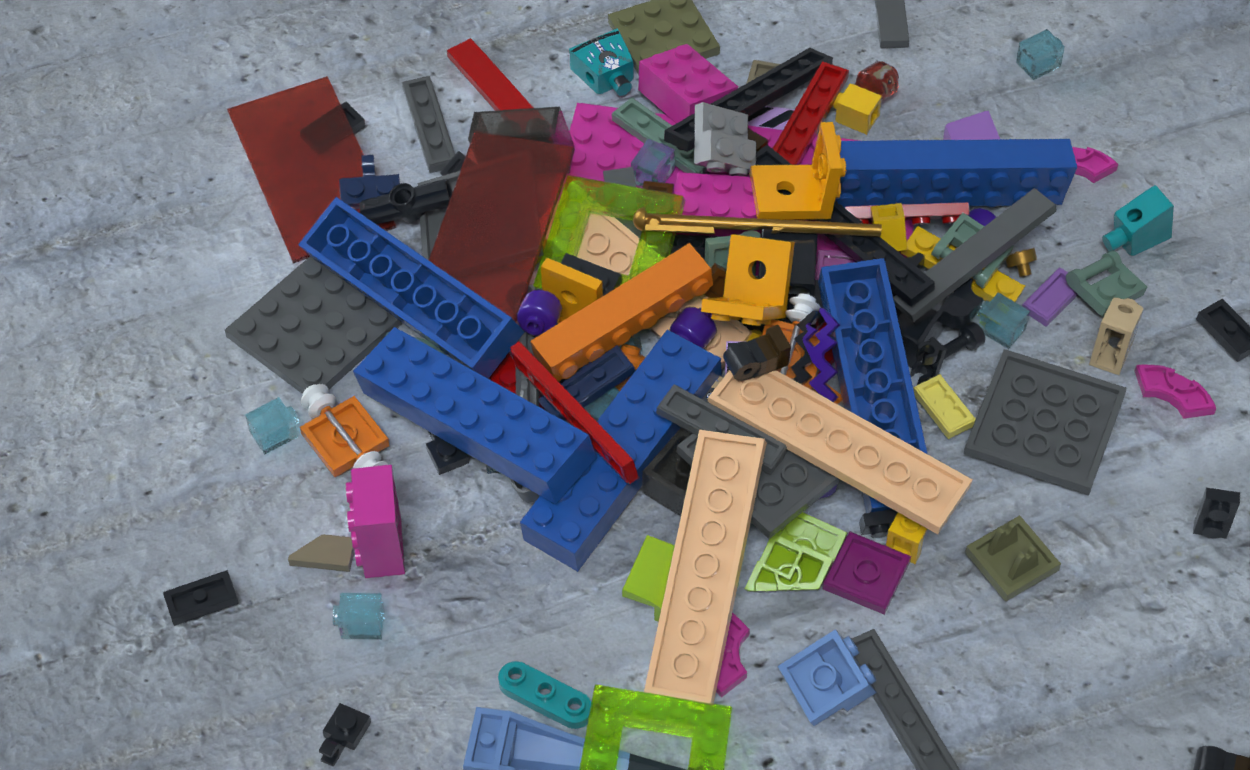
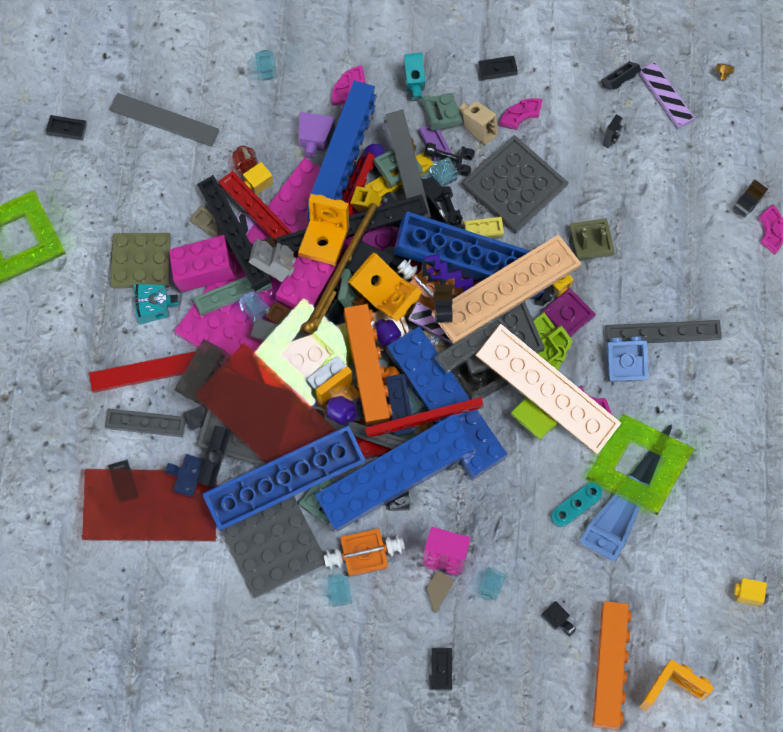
camera: 70 degrees left, 15 degrees up
(1029, 288) = (466, 153): none -> black bar

